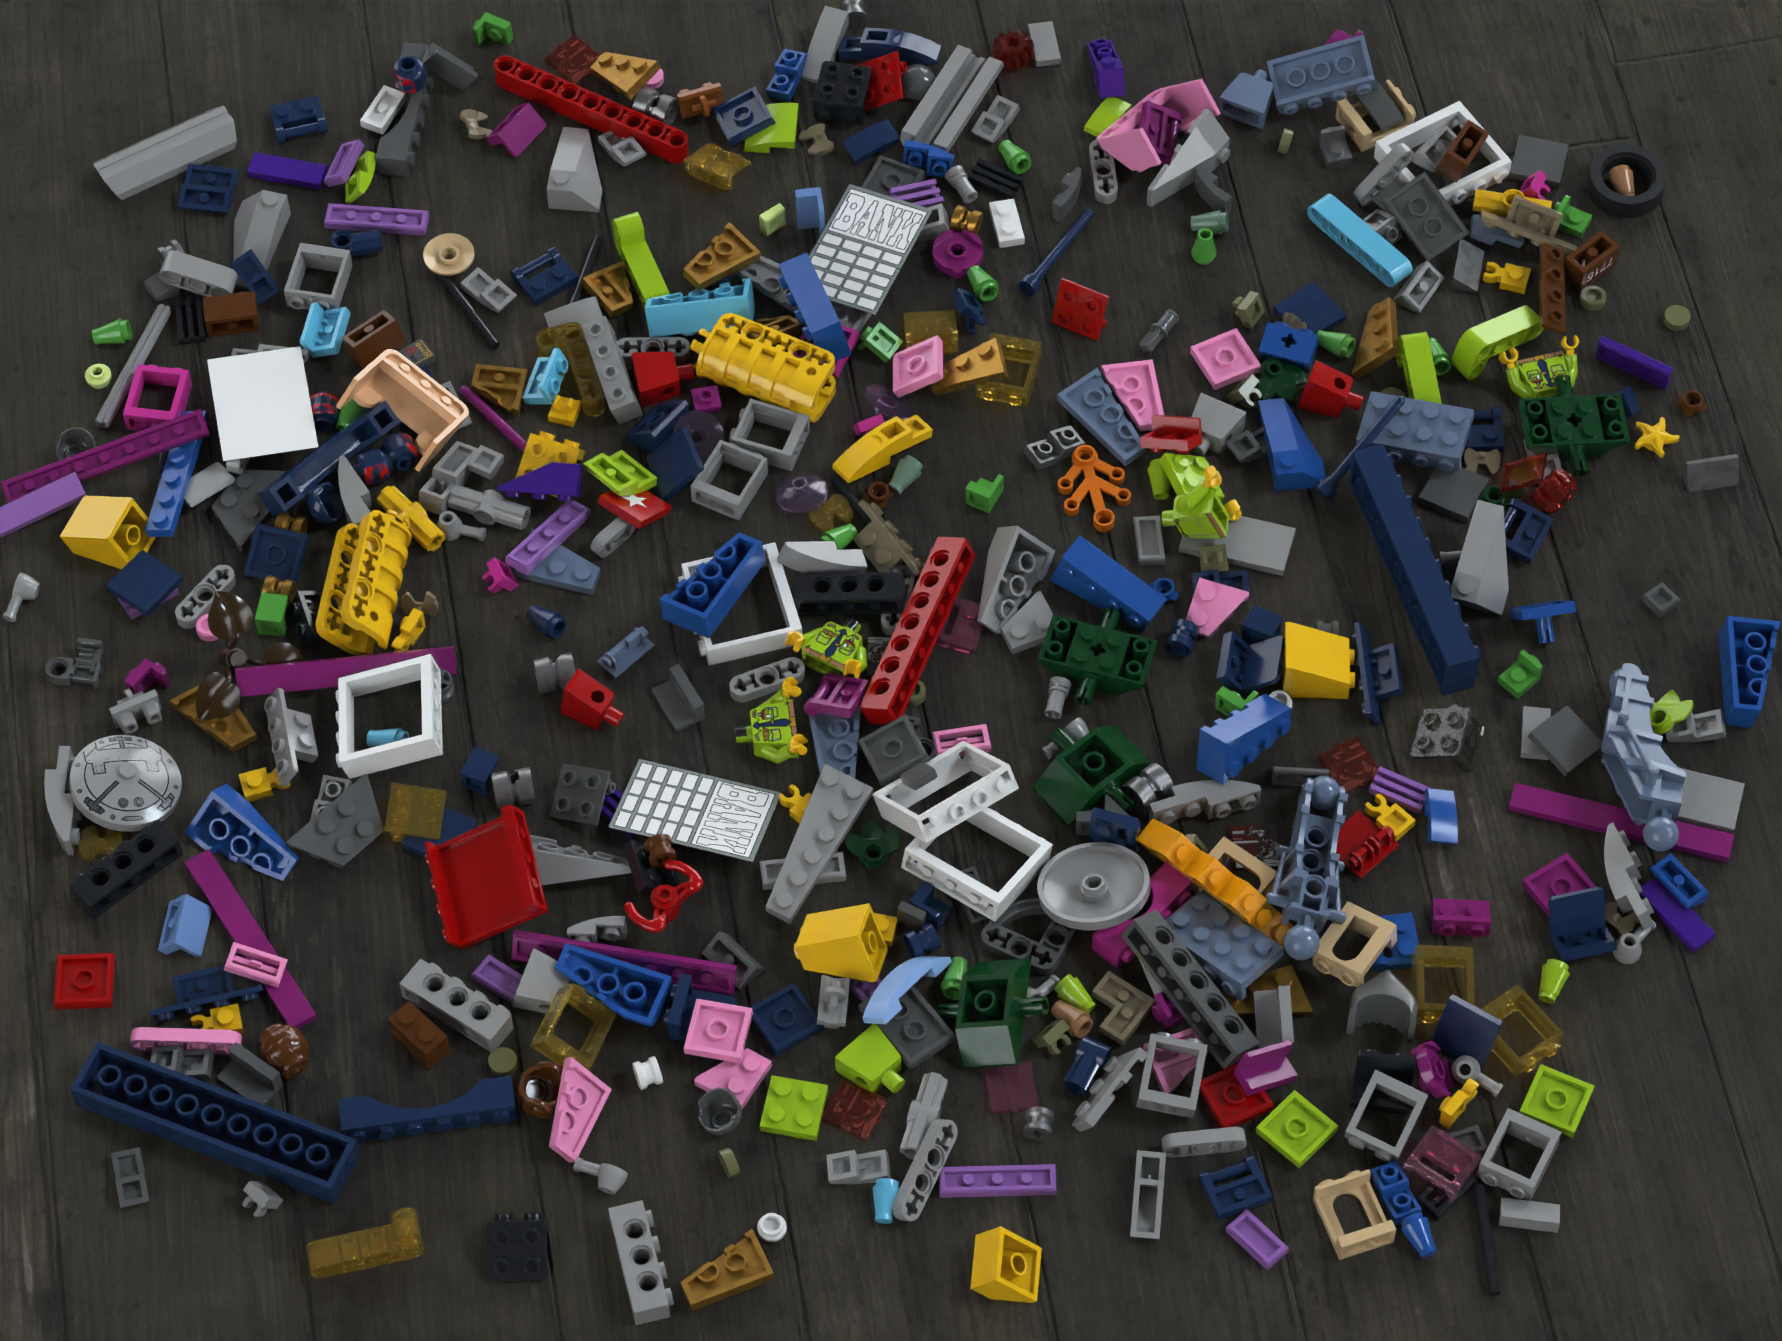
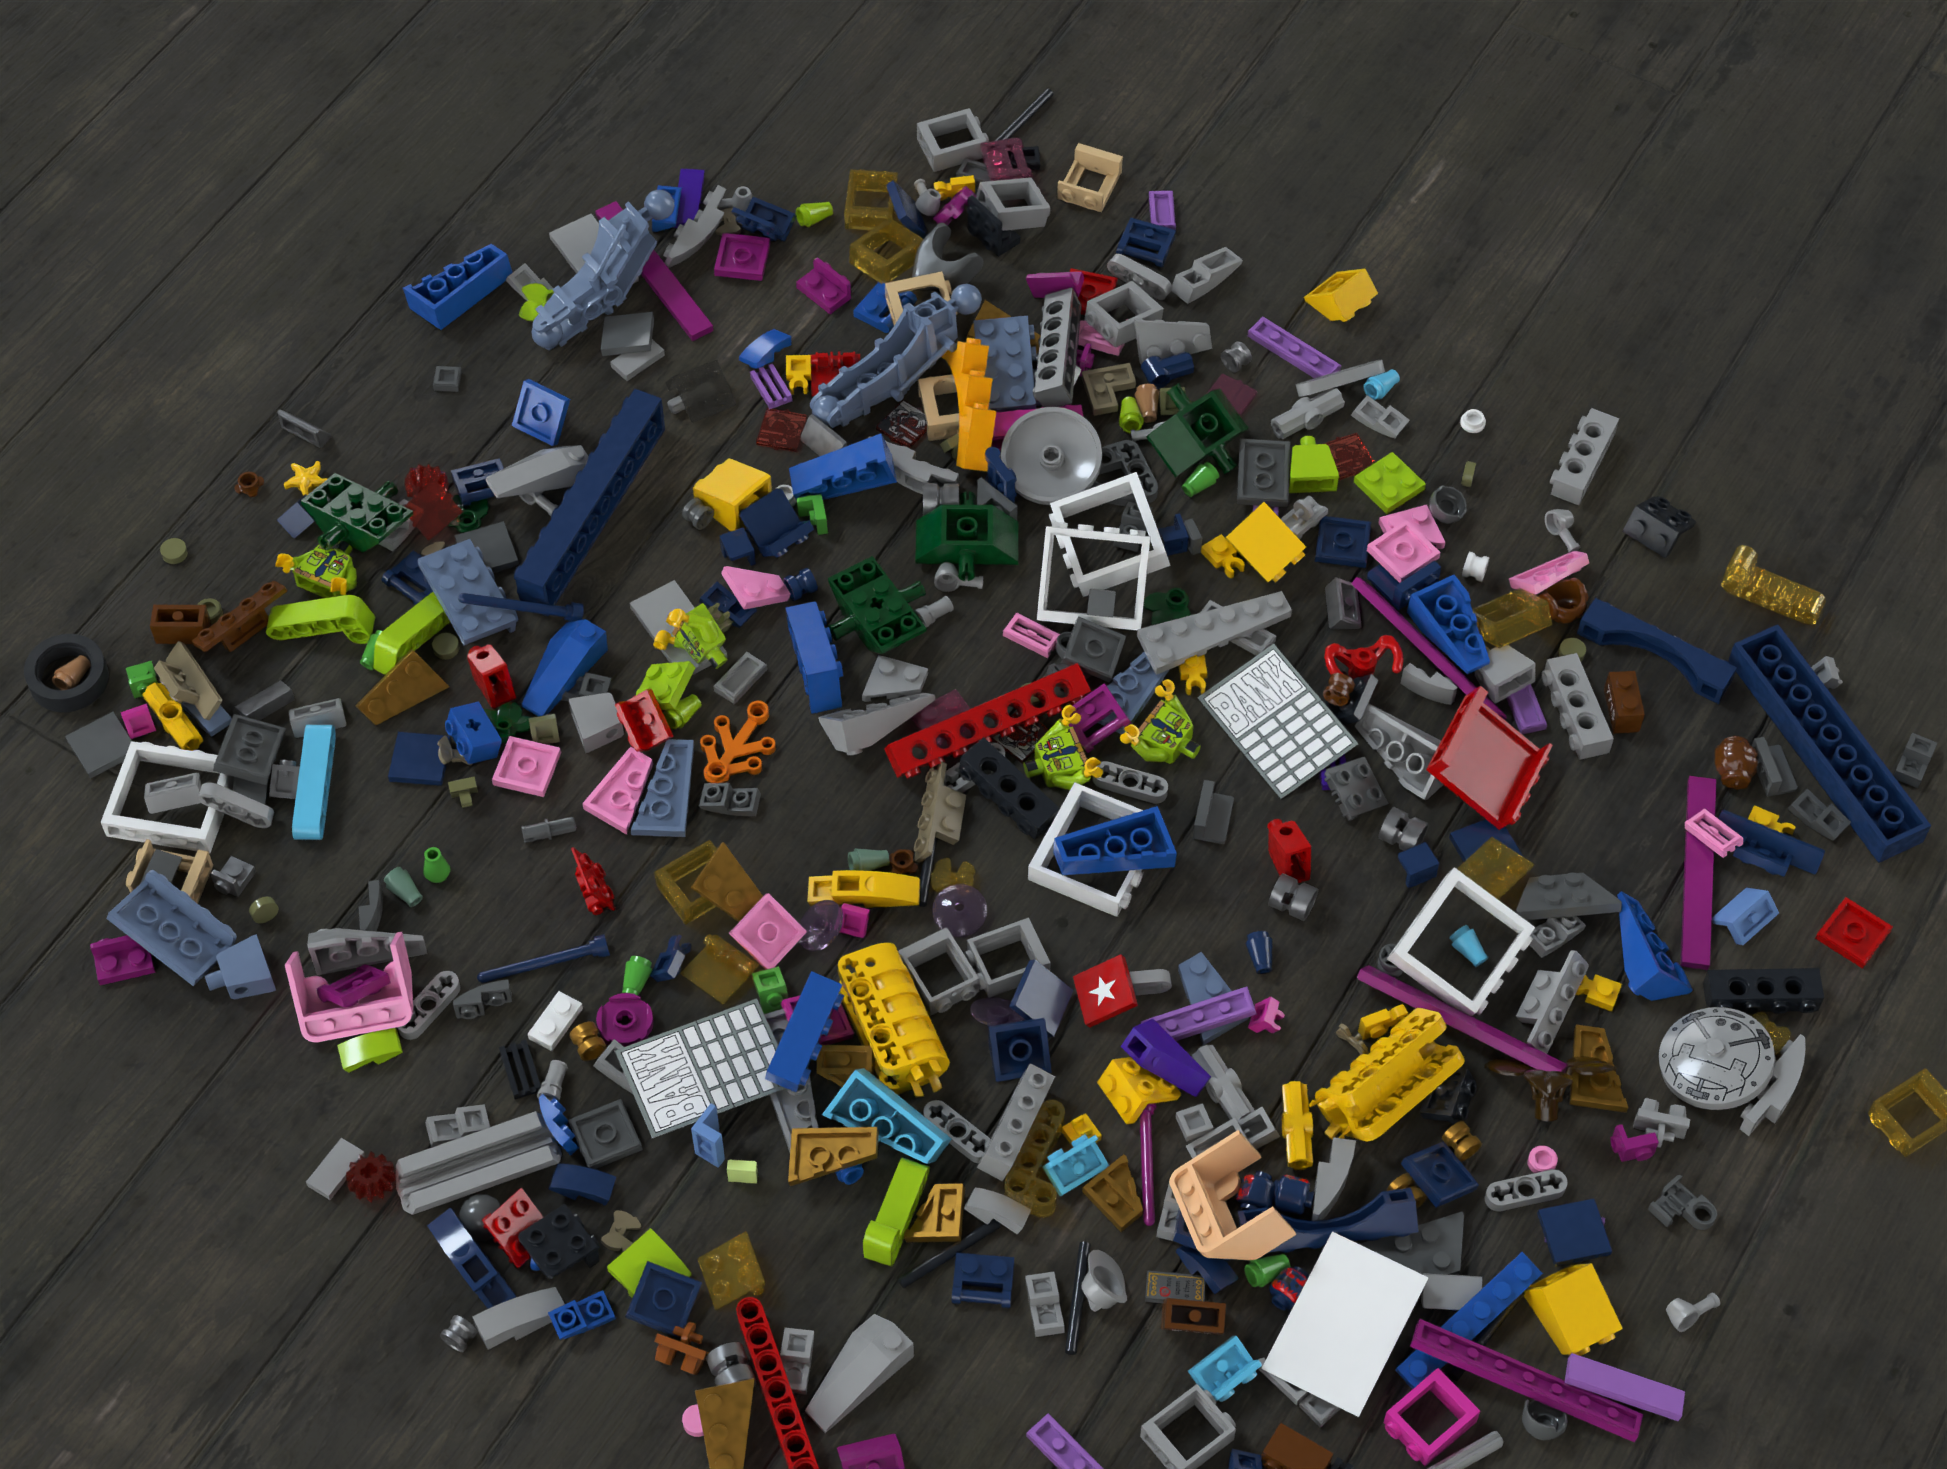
camera: 140 degrees left, 0 degrees up
(219, 1041) = (1807, 824): bright pink beam -> none
(270, 614) = (1485, 1120): bright green panel -> none
(325, 503) = (1364, 1191): dark blue hair -> none
(357, 243) = (1121, 1442): dark blue piece -> none
(452, 247) = (1050, 1350): tan dish -> none
(455, 528) = (1270, 1104): light grey bar -> none
(456, 324) = (1104, 1282): none -> light grey piece
(621, 473) = (1093, 1024): lime slope -> none
(626, 652) = (1220, 882): sand blue hinge -> none
(658, 376) = (979, 1096): red torso -> none
(706, 399) = (964, 1034): magenta bracket -> none
(732, 1273) = (1528, 412): pearl gold wing -> none
(821, 558) = (1003, 824): light grey slope -> none
(841, 535) = (972, 847): bright green cone -> none
(885, 1000) = (1246, 484): light blue slope -> none
(919, 186) = (606, 1093): medium lavender tile -> none
(924, 939) = (1196, 512): dark blue wheel -> none
(984, 493) = (820, 800): bright green panel -> none
(1015, 158) = (484, 1071): bright green cone -> none
(1106, 68) = (316, 1096): dark purple slope -> none
(1166, 585) = (773, 625): blue plate -> none
(1273, 1016) = (1014, 303): light grey panel -> none
(1296, 1129) = (1071, 245): lime plate -> none
(1337, 343) = (432, 714): bright green cone -> none
(1378, 671) = (692, 461): dark blue bracket -> none
(1394, 1191) = (1049, 174): blue slope -> none
(1418, 1232) = (1060, 146): blue cone -> none
(1462, 151) = (165, 757): reddish brown brick -> none
(1511, 278) = (244, 672): yellow plate -> none
(1521, 674) = (601, 397): bright green bracket -> none
(1529, 1215) = (988, 113): light grey slope -> none
(1557, 1100) = (893, 151): lime plate -> none
(1634, 362) = (250, 535): dark purple tile -> none

